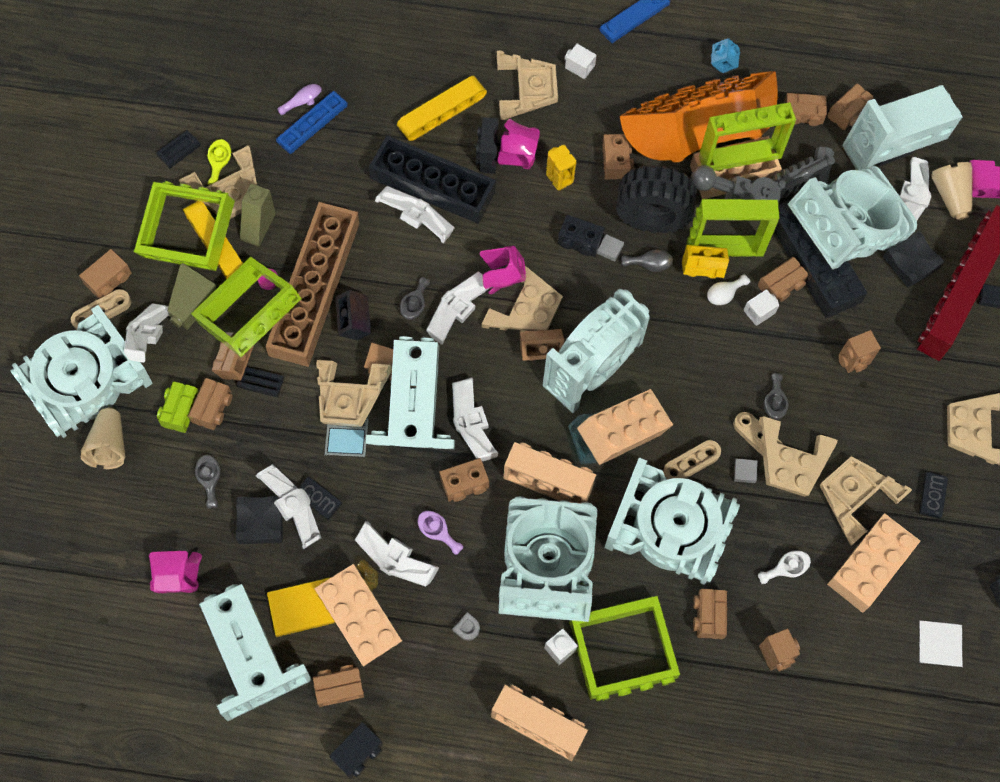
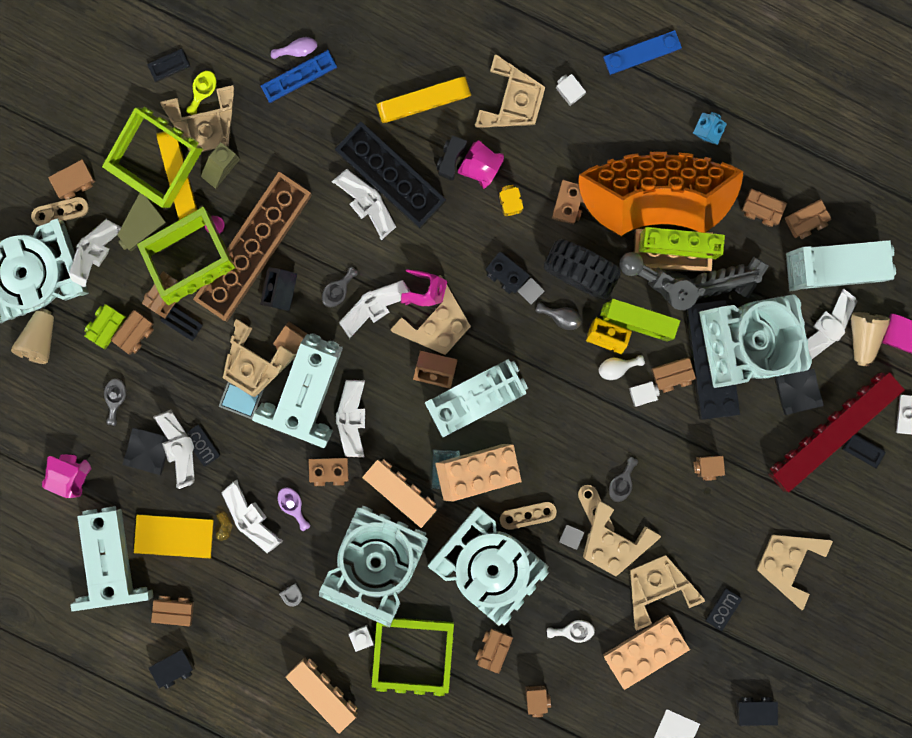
camera: 20 degrees right, 20 degrees up
(358, 615) = (204, 561): light nougat brick -> none

